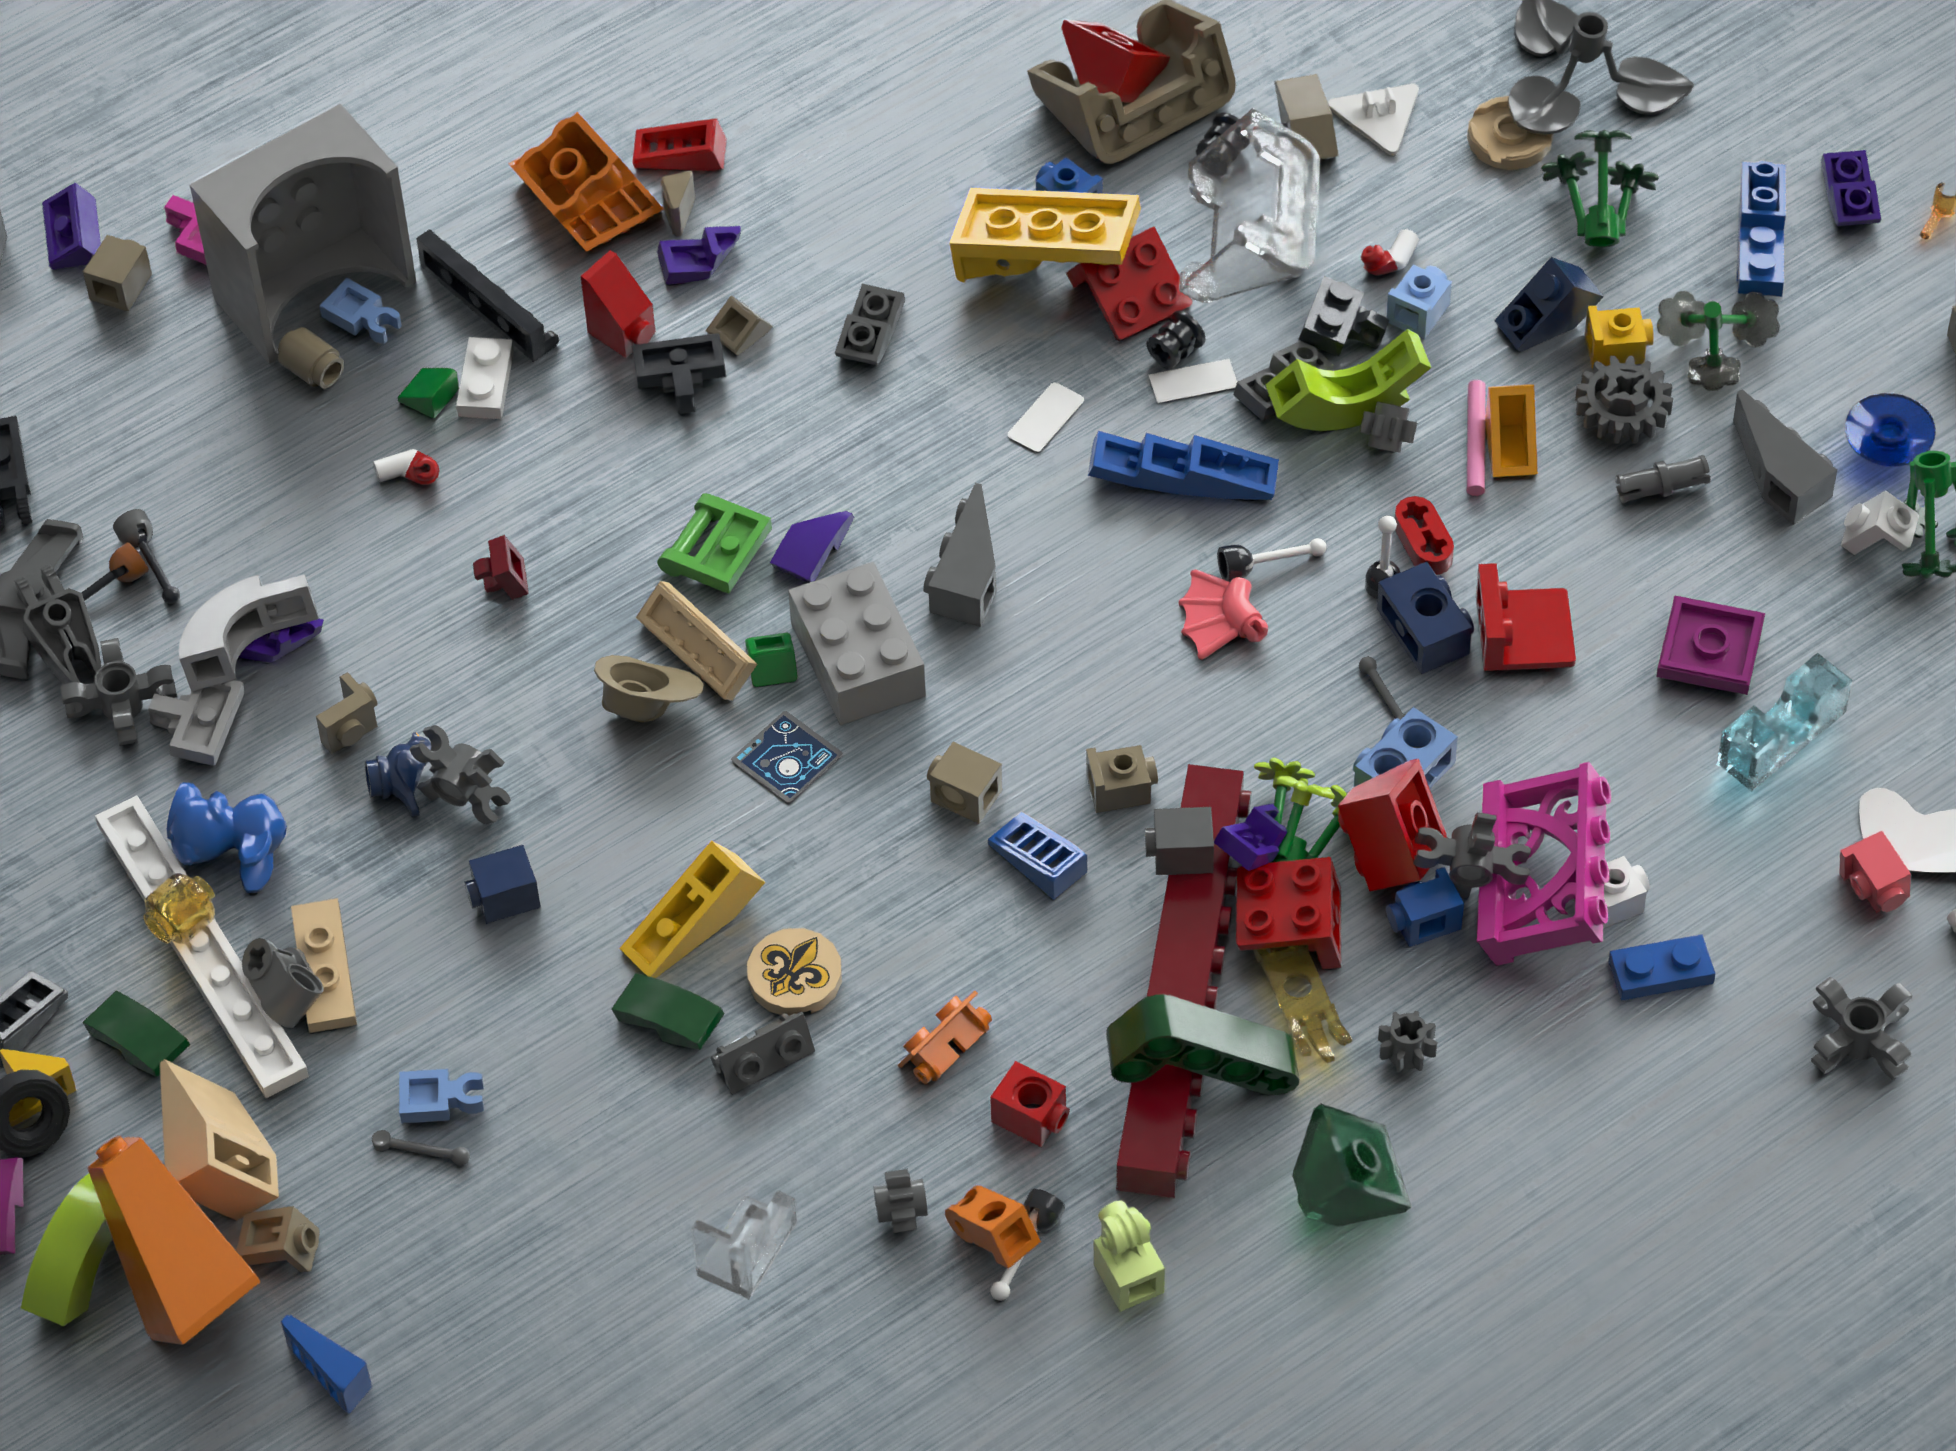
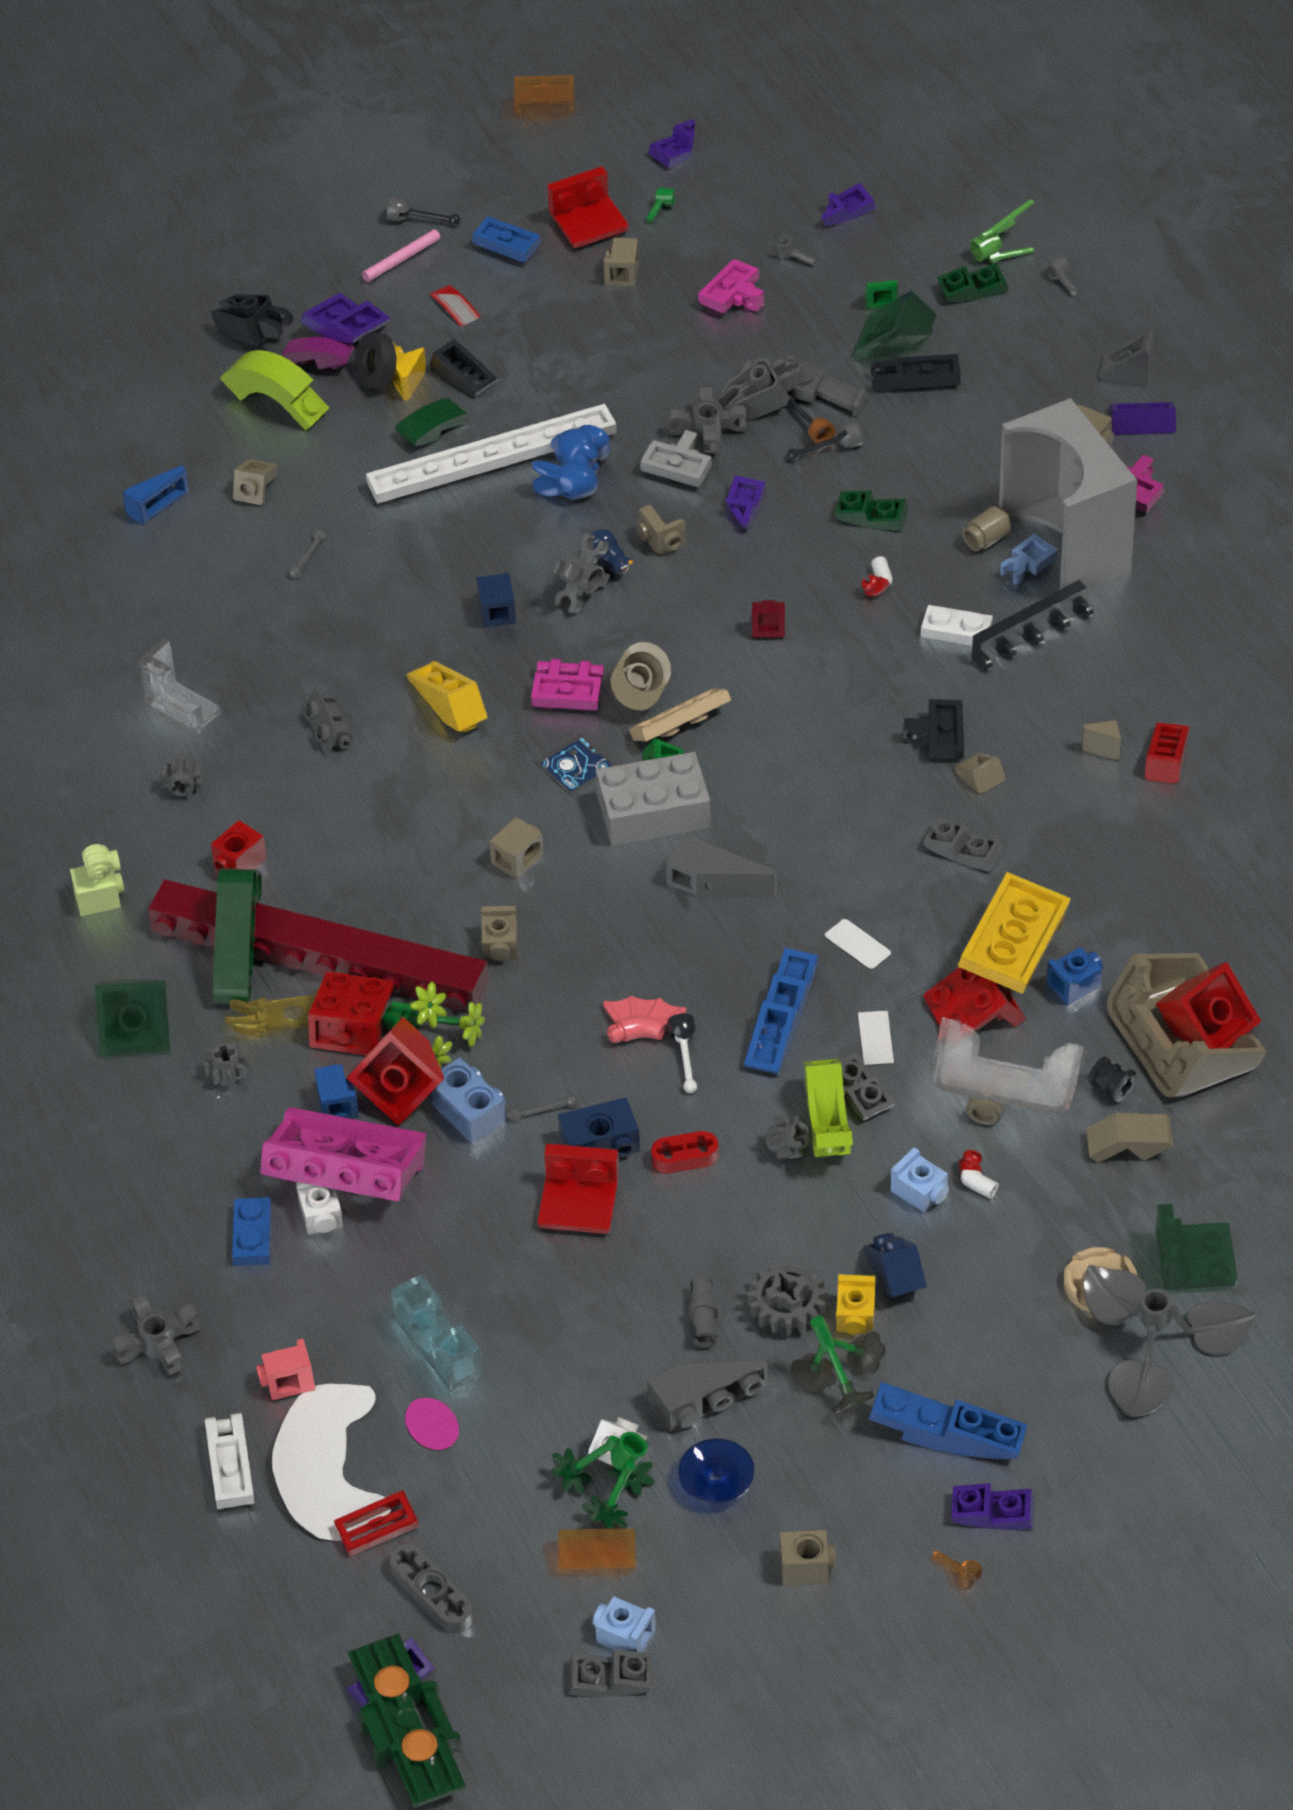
camera: 100 degrees right, 5 degrees down
(168, 1247) = (241, 405): orange slope -> none
(179, 908) = (507, 430): clear yellow head -> none
(214, 1145) = (327, 439): tan slope -> none
(236, 619) = (733, 460): light grey arch -> none
(278, 490) = (865, 511): none -> dark green slope
(281, 981) = (450, 483): dark grey piece -> none
(322, 941) = (462, 514): tan plate -> none
(430, 390) = (948, 594): green slope -> none
(431, 1094) = (339, 557): medium blue plate -> none
(585, 184) = (1130, 684): orange slope -> none
(616, 305) = (994, 687): red slope -> none
(666, 778) = (567, 685): none -> dark pink plate
(671, 1010) = (370, 676): dark green slope -> none
(696, 258) = (1053, 750): dark purple slope -> none
(726, 549) = (766, 742): bright green plate -> none
(794, 971) = (388, 747): tan tile -> none
(809, 544) = (754, 785): dark purple slope -> none
(931, 1050) = (300, 807): orange hinge -> none
(993, 1224) = (144, 815): orange leg -> none
(1044, 1214) = (154, 851): black hinge -> none
(1050, 880) = (436, 902): blue slope -> none
(1176, 339) = (908, 1021): black bush -> none
(1181, 841) = (407, 936): dark grey brick -> none
(1255, 840) = (400, 979): dark purple slope -> none
(1338, 317) = (909, 1124): black hinge -> none
(1378, 114) = (1135, 1195): white piece -> none
(1384, 567) = (652, 1117): hinge -> none
(1460, 50) = (1194, 1253): none -> clear green bracket
(1472, 855) = (350, 1101): dark grey pin -> none
(1476, 438) = (776, 1202): bright pink bar -> none
(1511, 430) = (766, 1217): light orange slope -> none
(1602, 225) = (978, 1313): plant -> none
(1710, 645) = (532, 1312): magenta plate -> none
(1891, 729) = (432, 1423): none -> dark pink sticker

